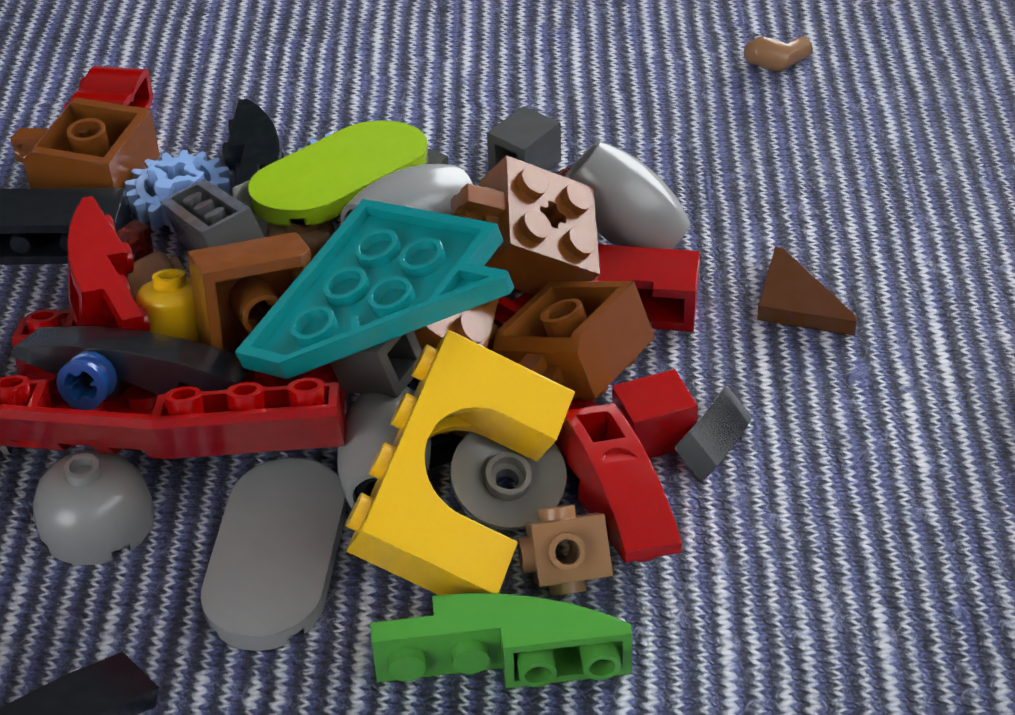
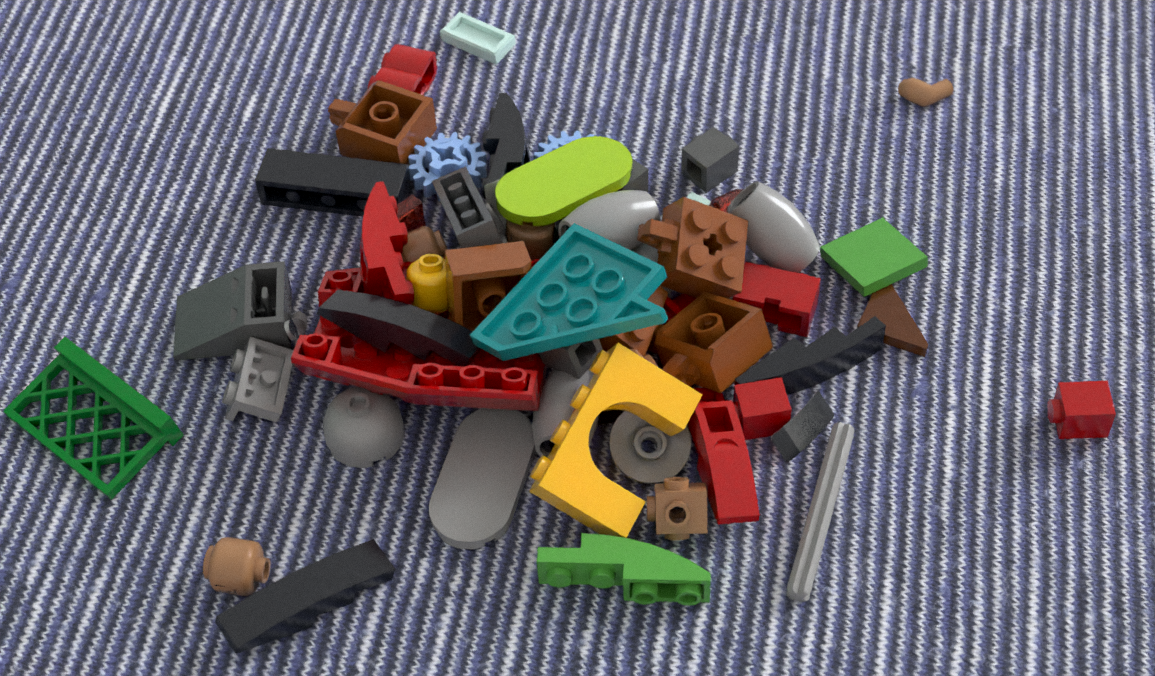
camera: 10 degrees right, 10 degrees up
(75, 392) = (373, 332): blue bush -> none
(202, 57) = (477, 38): none -> light aqua tile
(722, 347) = (819, 361): none -> black slope
(760, 228) = (873, 257): none -> bright green tile
(763, 538) = (820, 512): none -> light grey axle

